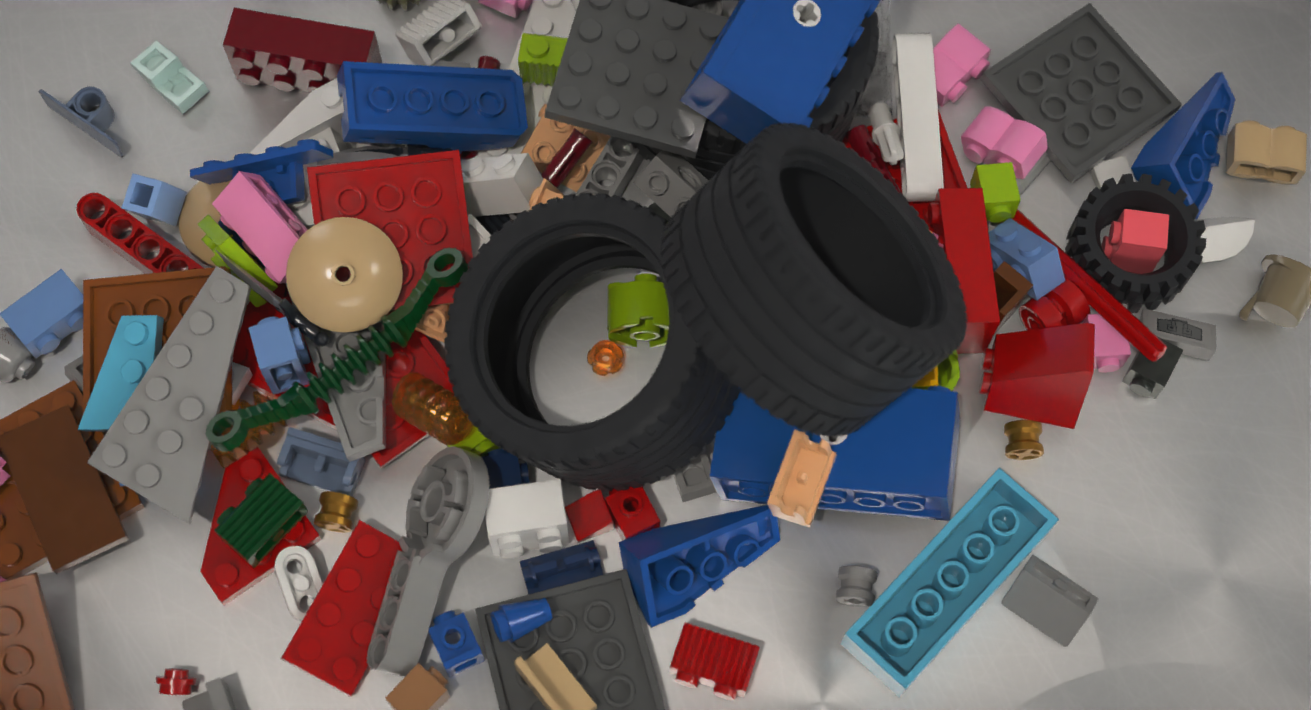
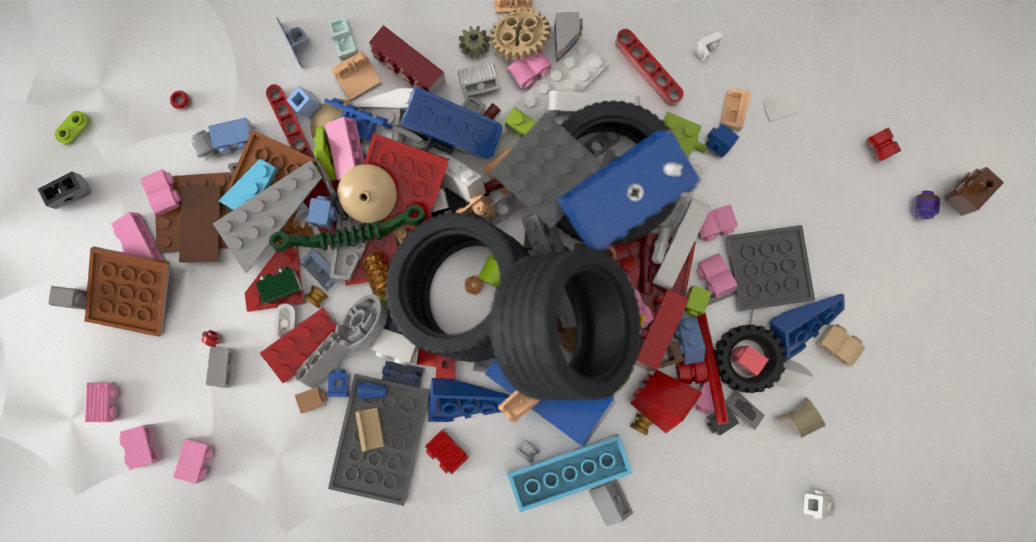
camera: 25 degrees right, 15 degrees up
(223, 121) = (356, 75): none -> light nougat hinge

